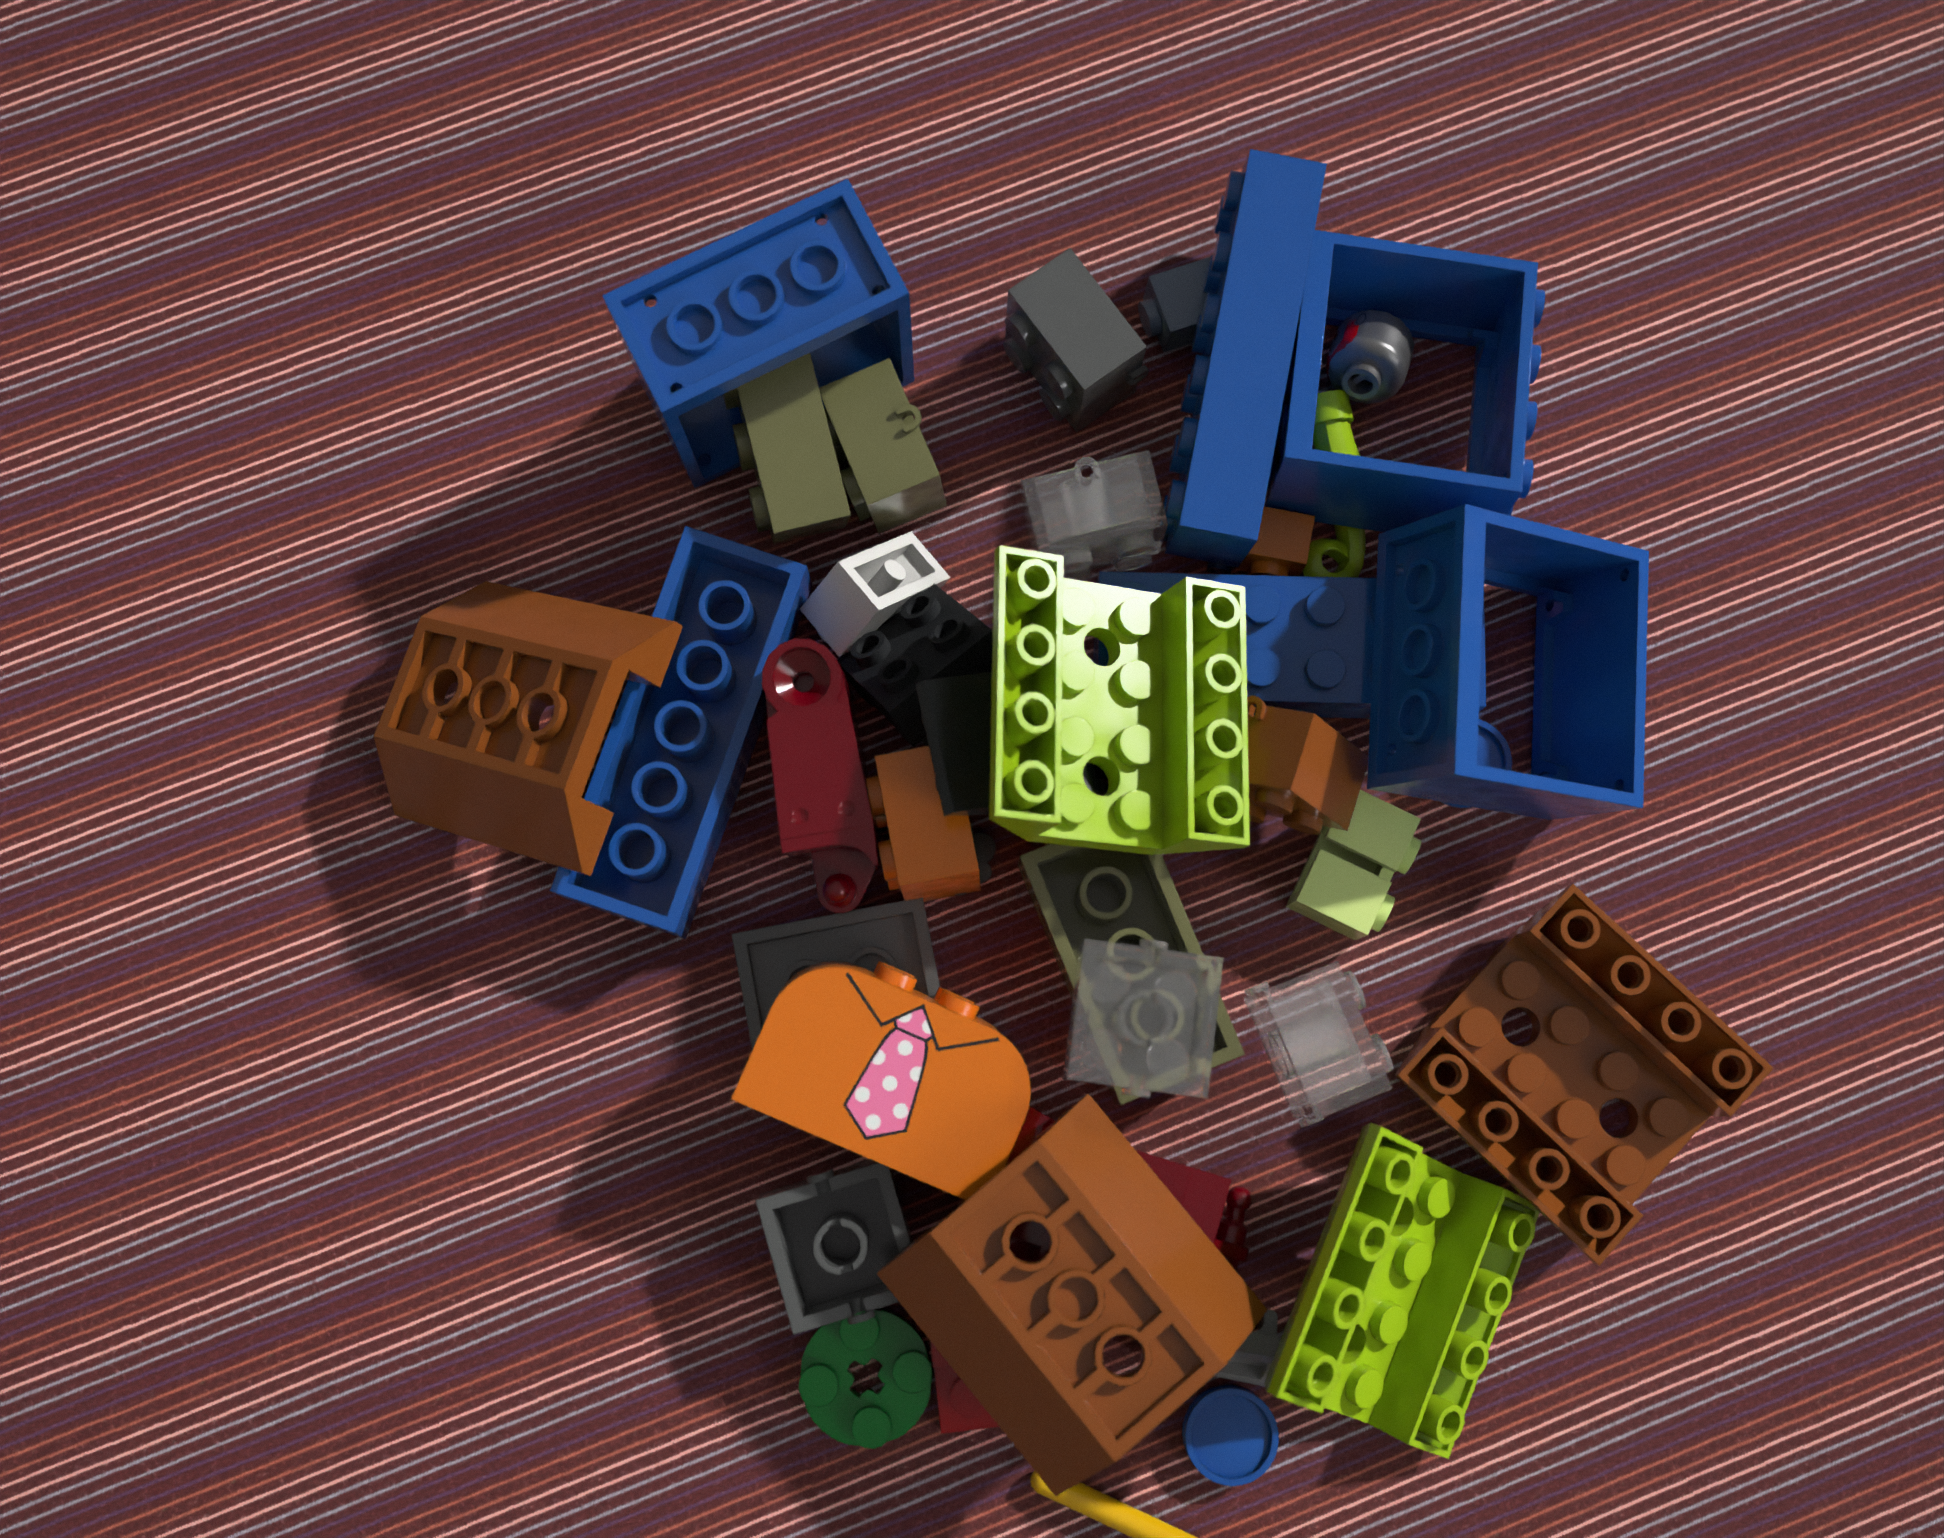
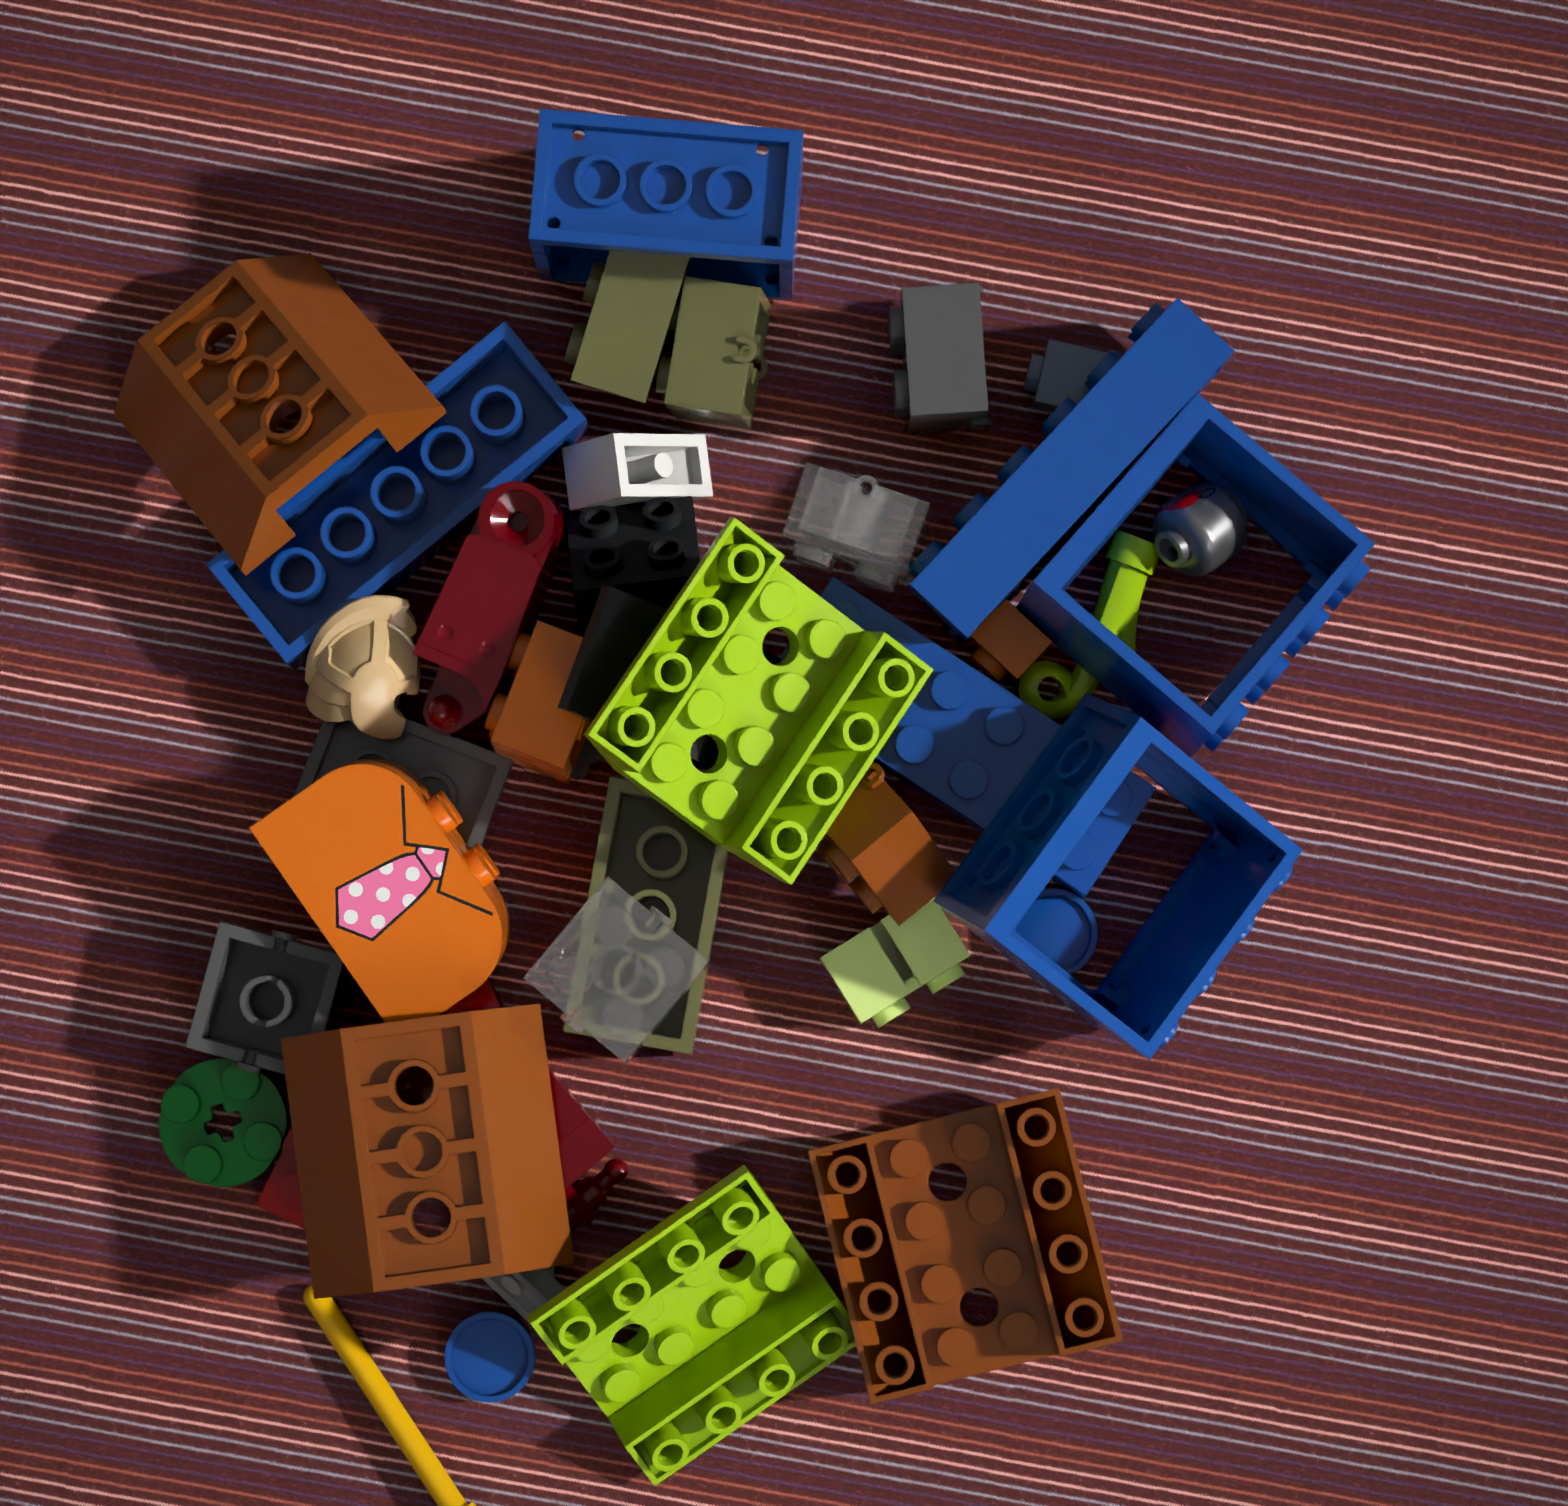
camera: 35 degrees right, 5 degrees up
(743, 892) = (363, 665): none -> tan helmet
(1319, 1041) = (762, 1081): clear brick -> none

